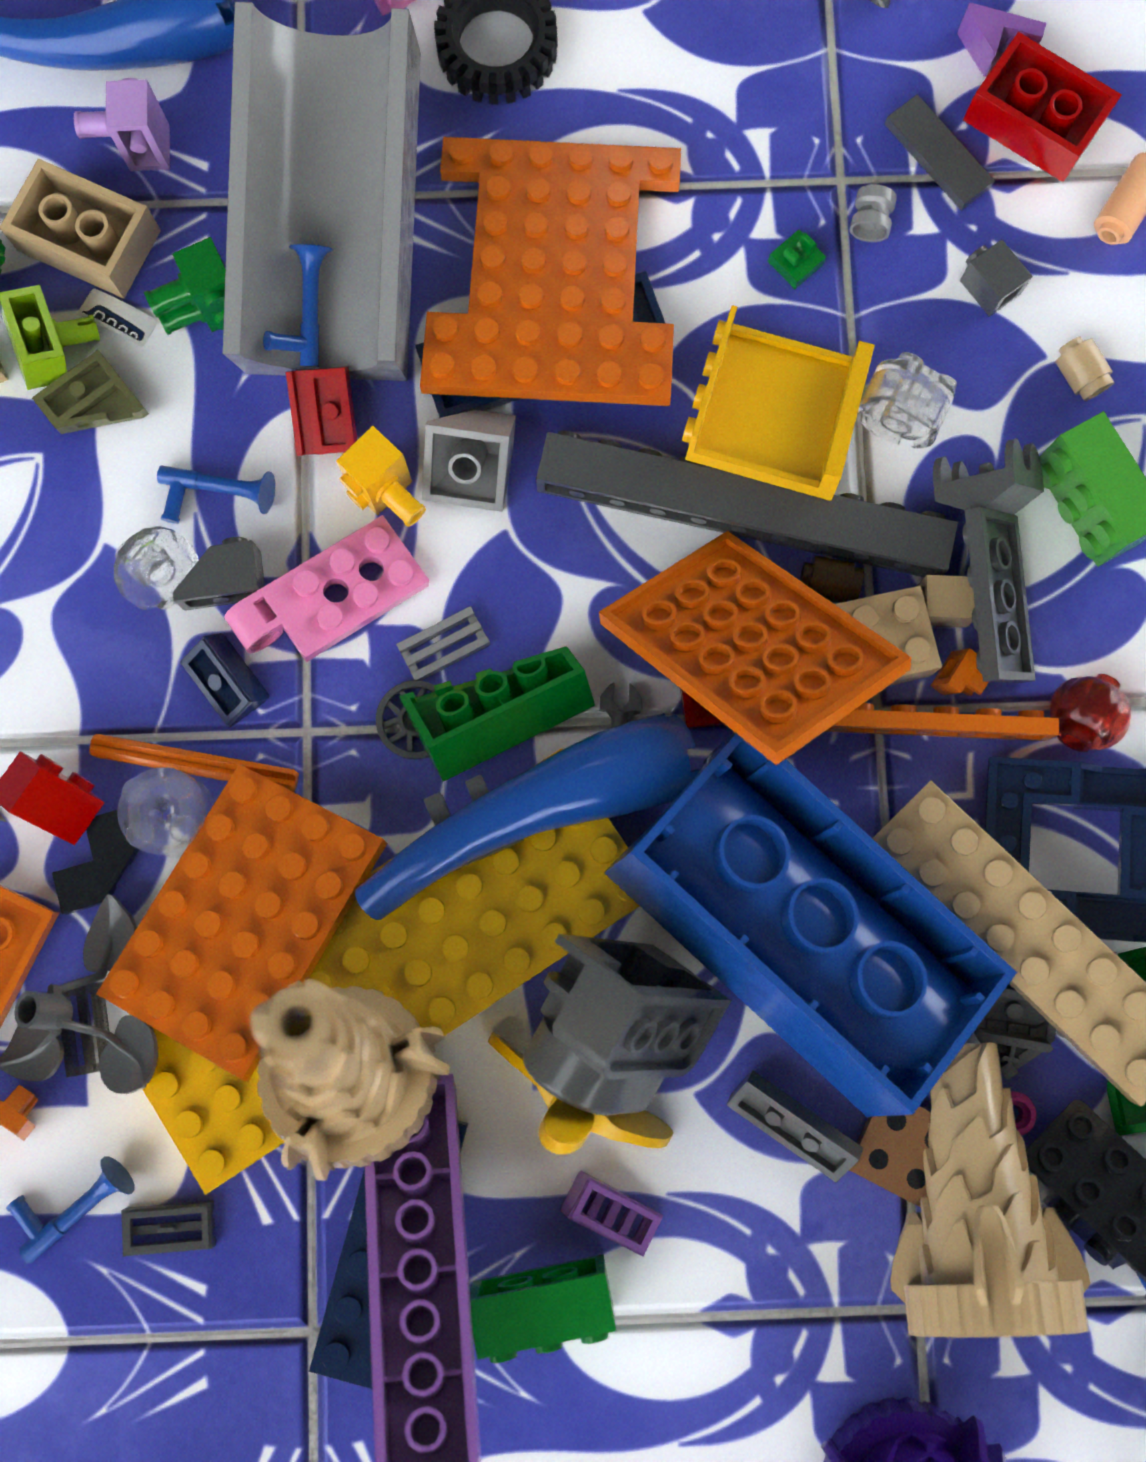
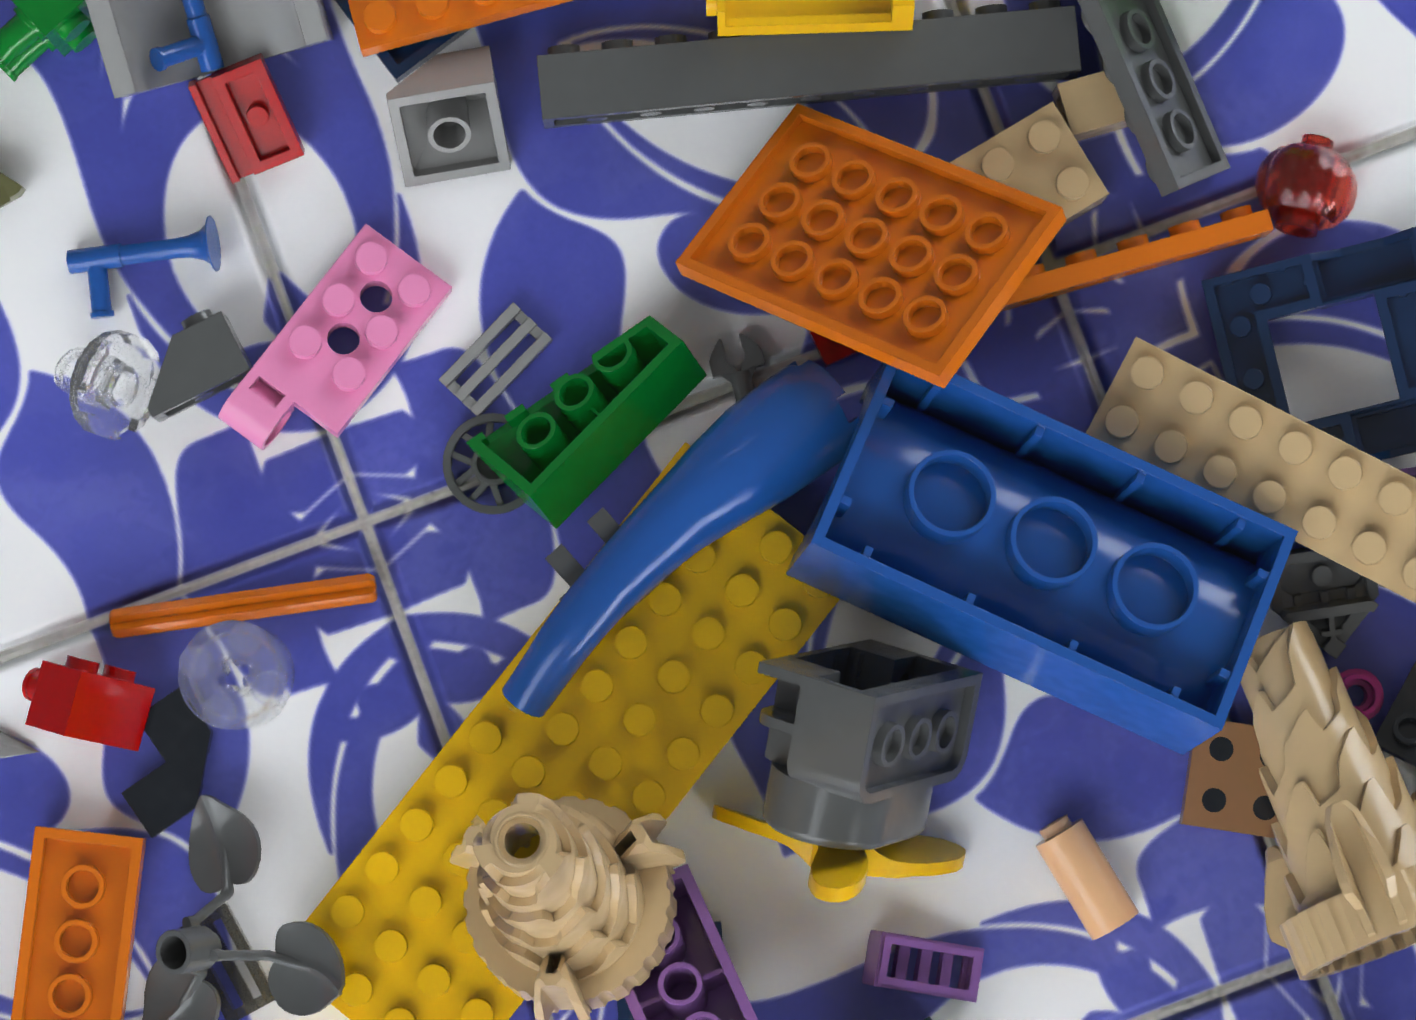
camera: 20 degrees left, 5 degrees up
(224, 678) = (241, 490): dark blue slope -> none
(241, 918) = (377, 768): orange plate -> none
(379, 477) = (344, 183): yellow brick -> none
(760, 1187) = (1085, 876): none -> light nougat brick
(794, 1126) = (1103, 794): dark grey plate -> none
(833, 578) = (944, 124): dark brown brick -> none
(959, 674) = (1134, 192): orange tile -> none

